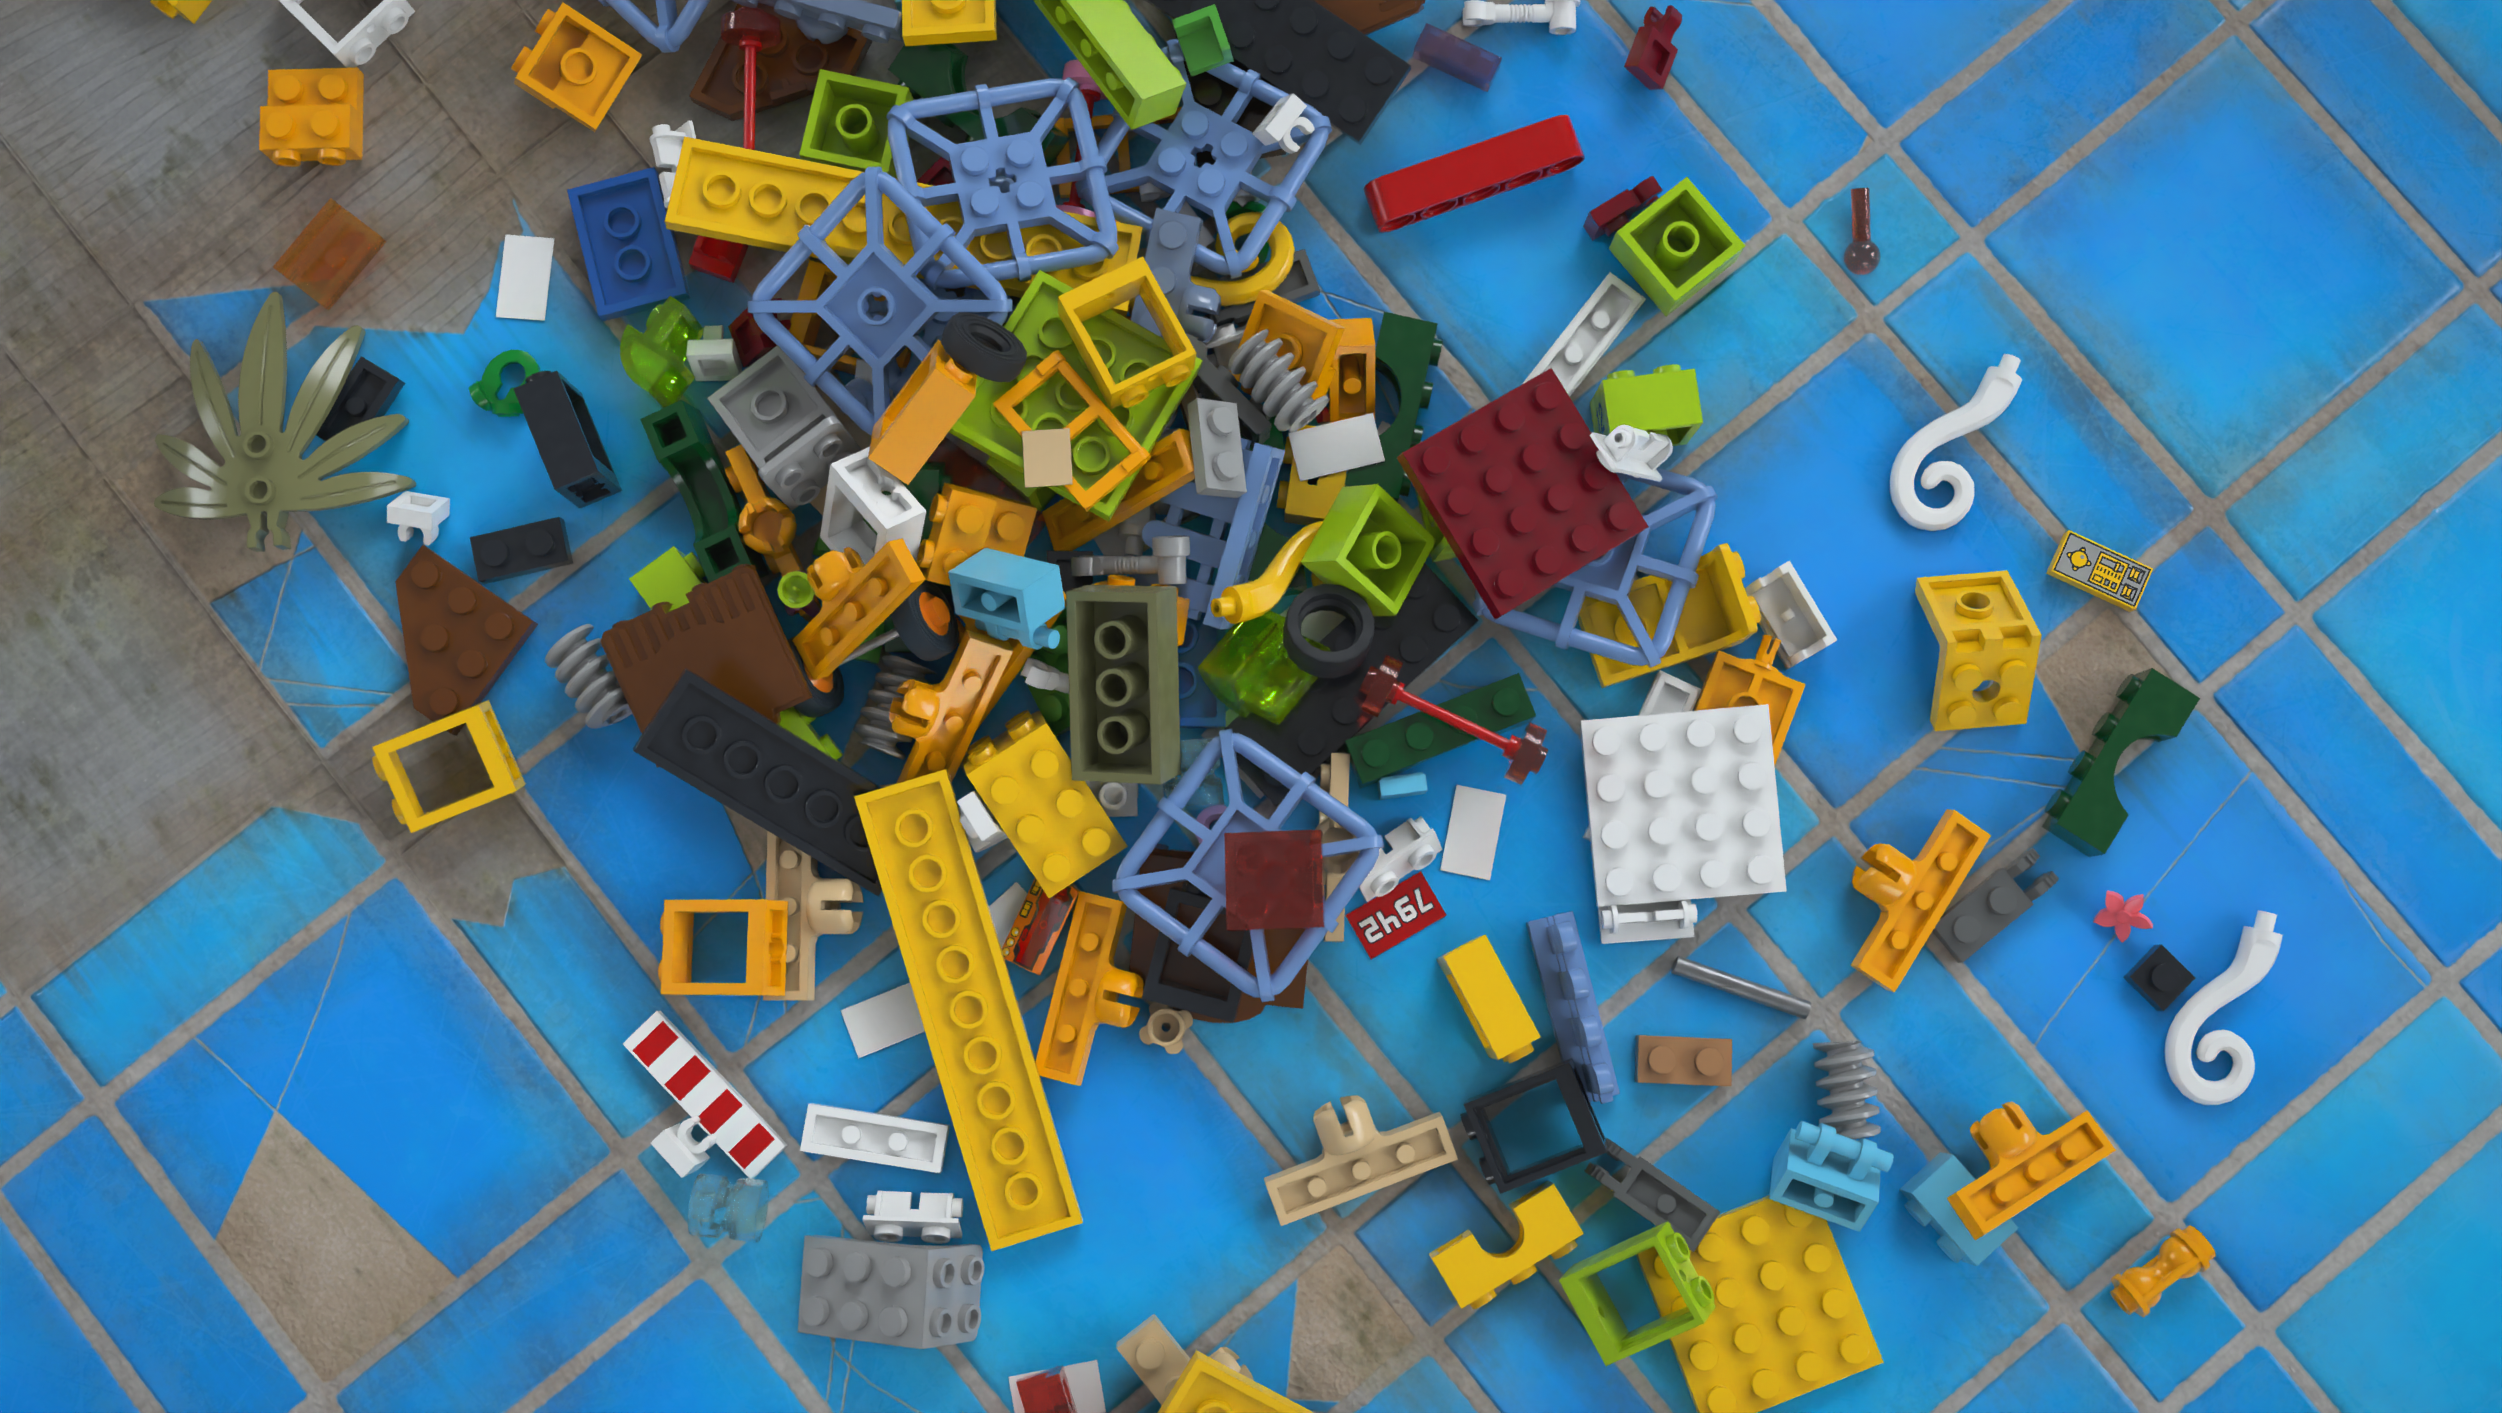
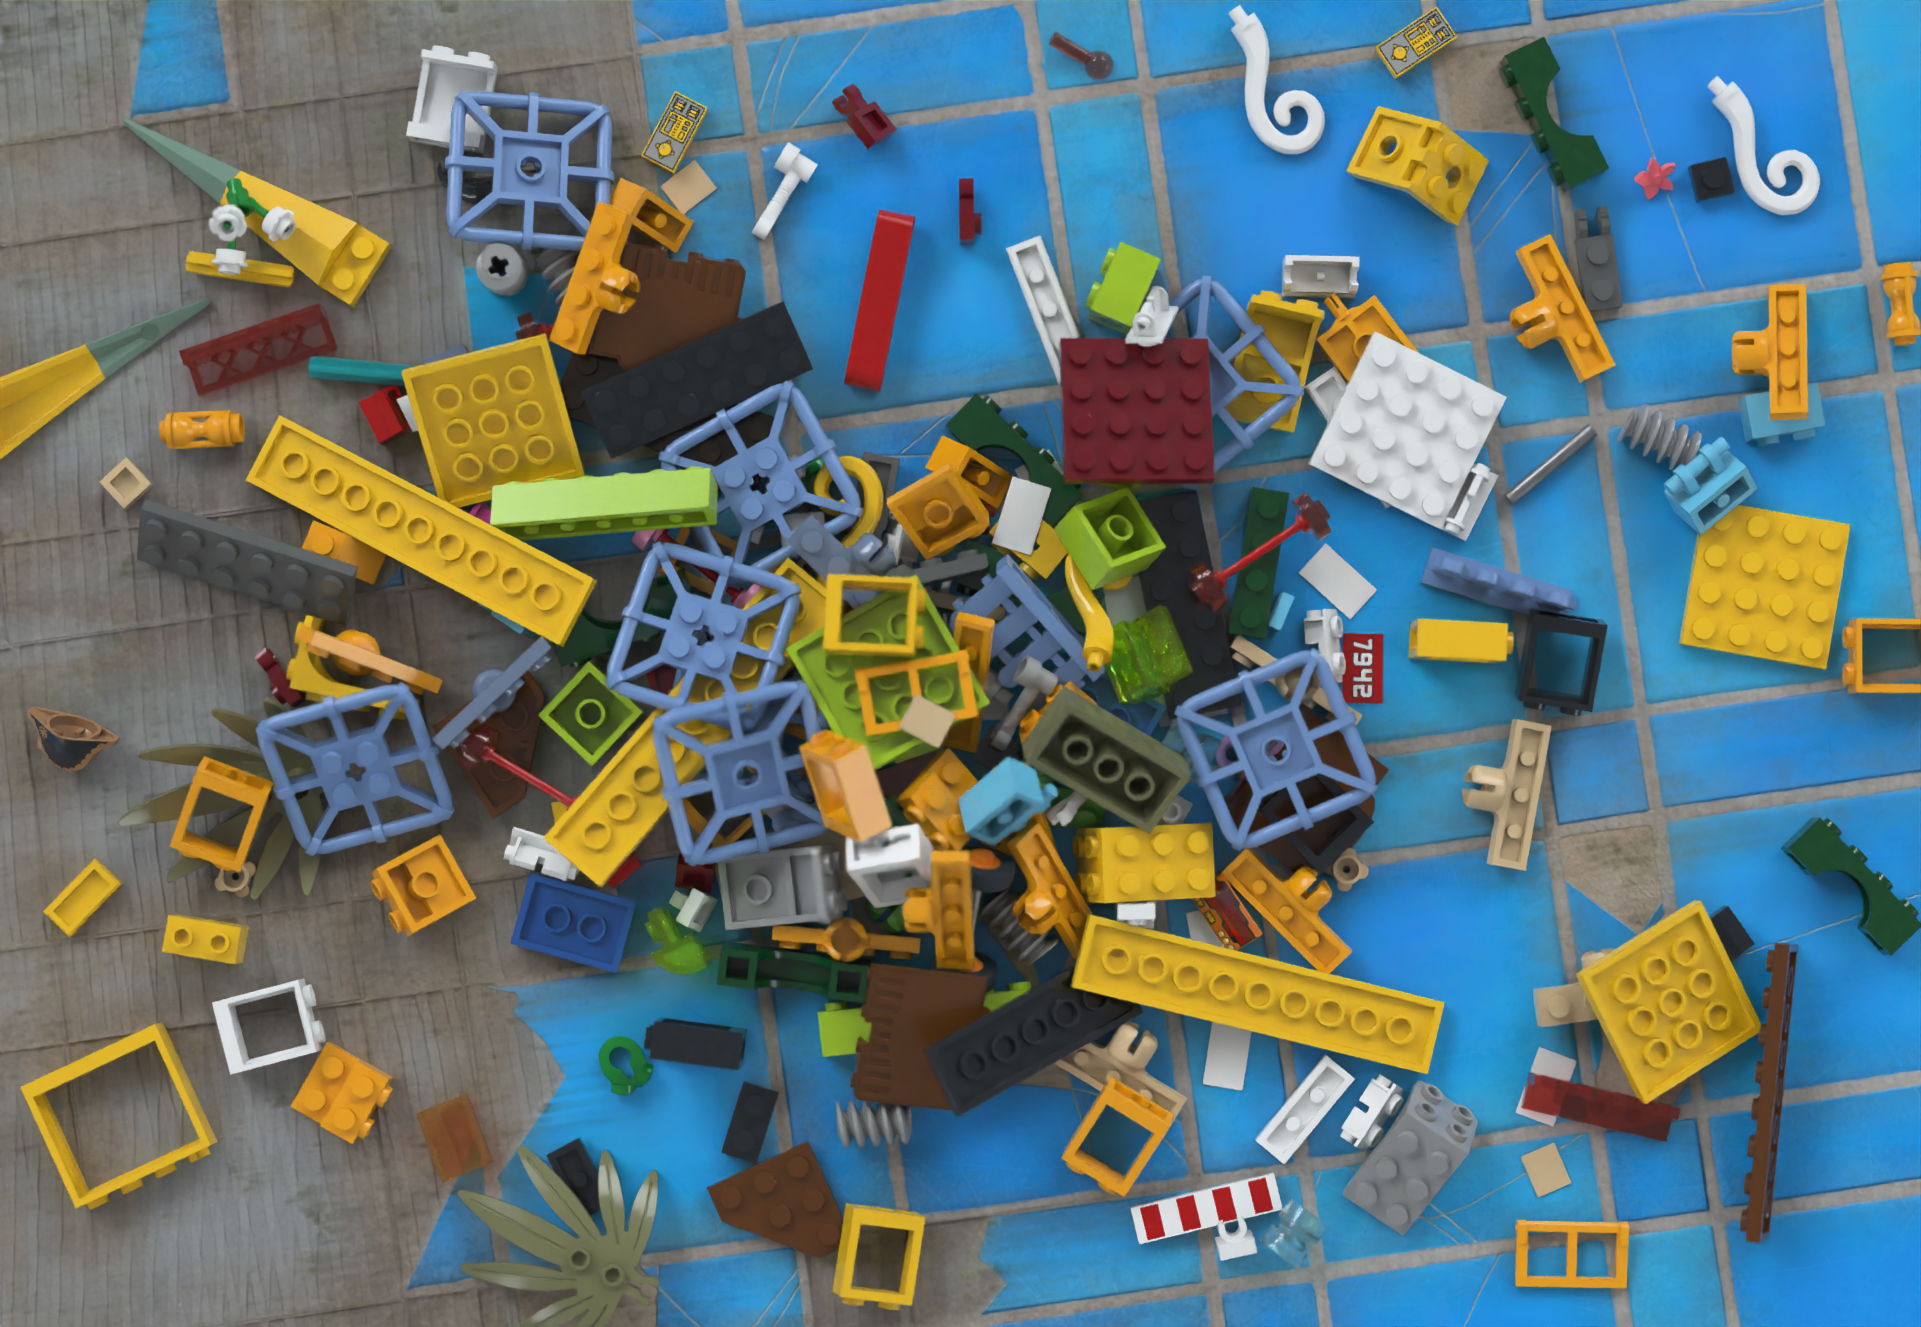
camera: 60 degrees left, 5 degrees up
(418, 511) = (682, 1178): white tile -> none
(525, 277) = (550, 1010): white sticker -> none
(797, 593) = (907, 944): lime piece -> none
(984, 347) = (833, 731): black tyre -> none
(1202, 40) = (682, 436): bright green panel -> none
(1216, 448) = (984, 601): light grey plate -> none
(1274, 880) = (1301, 738): clear red plate -> none
(1275, 383) = (961, 532): light grey piece -> none
(1280, 121) = (773, 418): white tile -> none
(1339, 600) = (1135, 576): black tyre -> none
(1457, 57) = (787, 259): clear purple piece -> none
(1544, 1230) = (1632, 696): yellow arch -> none
(1601, 1316) = (1710, 693): lime window -> none
(1657, 1196) = (1656, 608): dark grey hinge -> none
(1676, 246) = (1019, 193): lime brick -> none
(1683, 1060) = (1575, 534): medium nougat plate -> none

